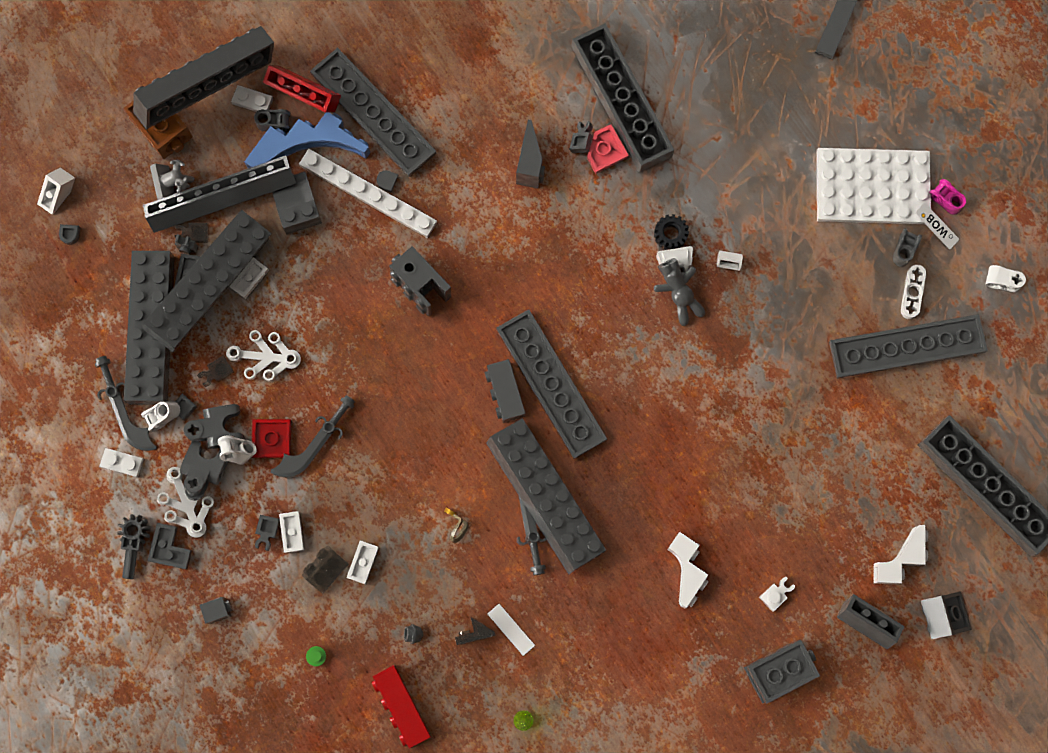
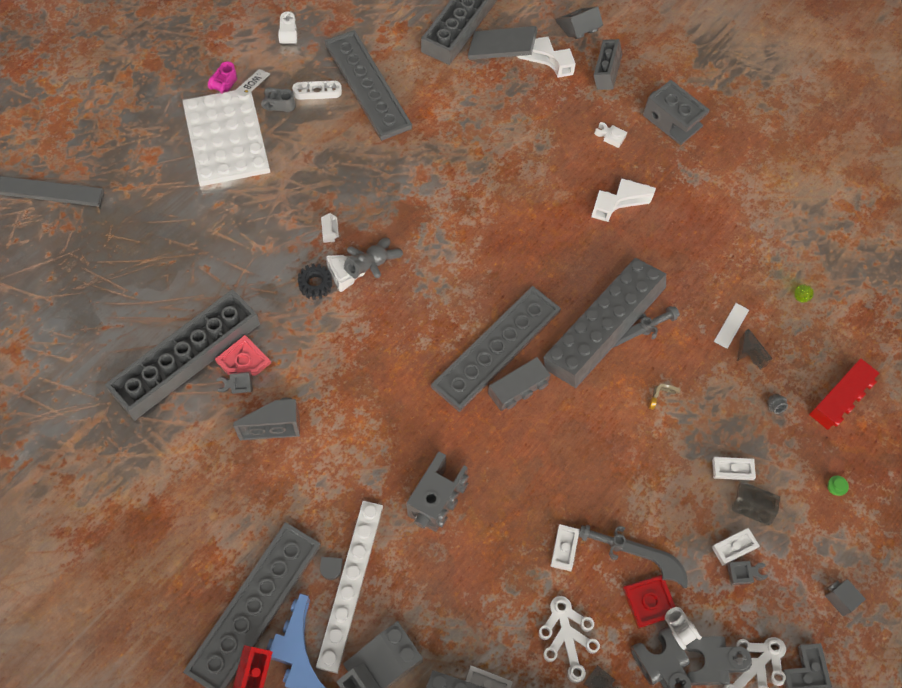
camera: 110 degrees left, 15 degrees down
(339, 380) = (565, 547): none -> white plate
(928, 509) = (502, 43): none -> dark grey tile

